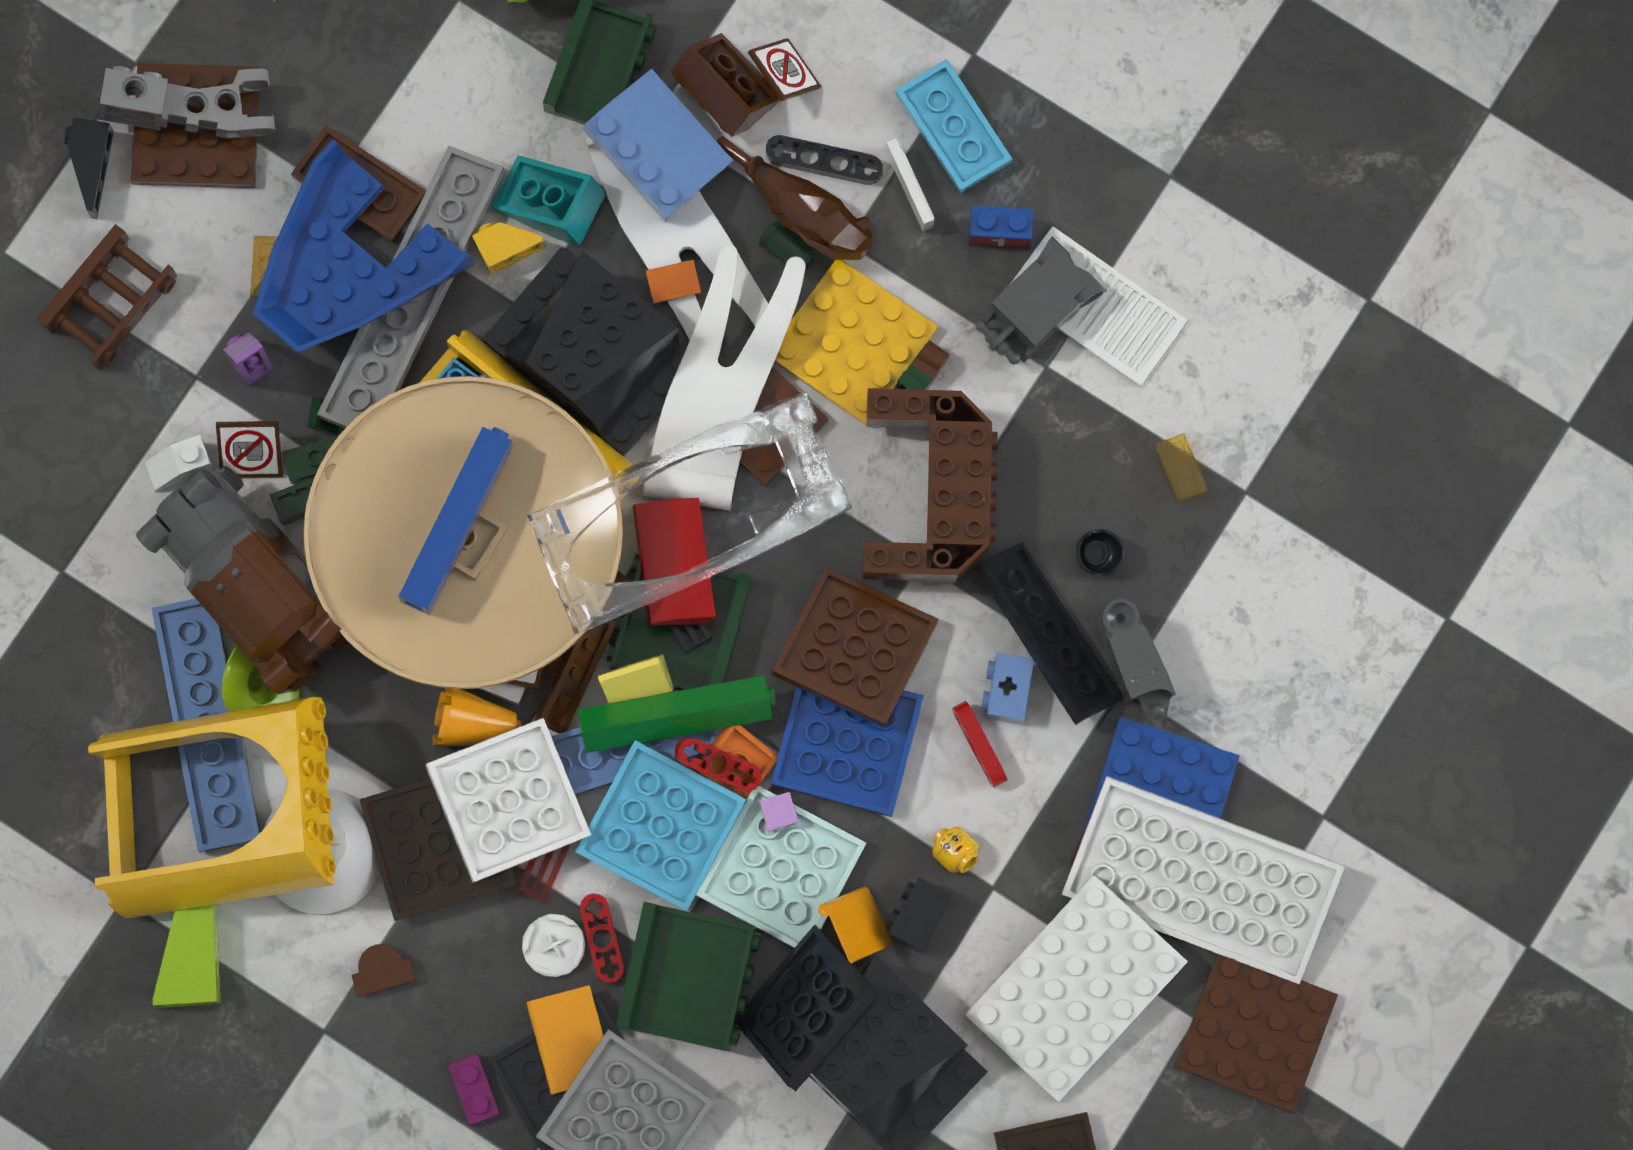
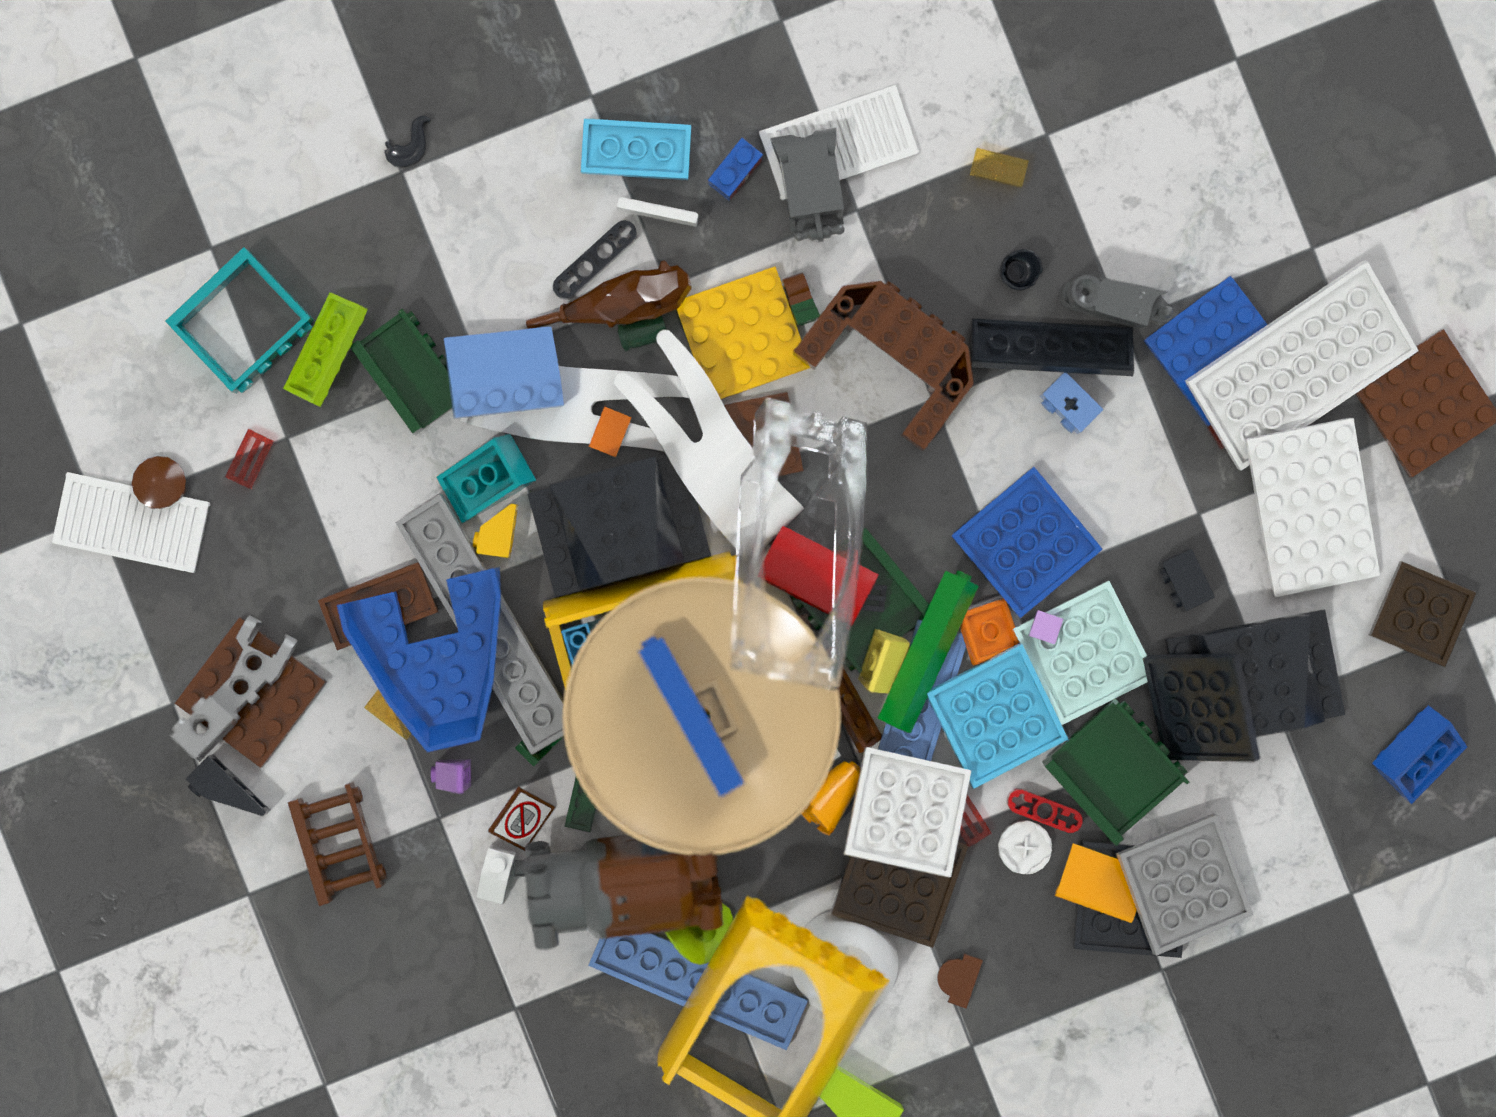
camera: 50 degrees left, 10 degrees up
(305, 460) = (558, 777): dark green plate -> none
(474, 1090) = (1086, 971): magenta plate -> none
(725, 84) = (490, 291): reddish brown slope -> none
(742, 765) = (972, 646): red beam -> none
(784, 69) = (509, 241): piece -> none
(855, 647) = (967, 490): reddish brown plate -> none
(857, 923) = (1165, 629): light orange piece -> none
(955, 849) = (1157, 522): yellow head -> none
(979, 744) = (1095, 452): red beam -> none

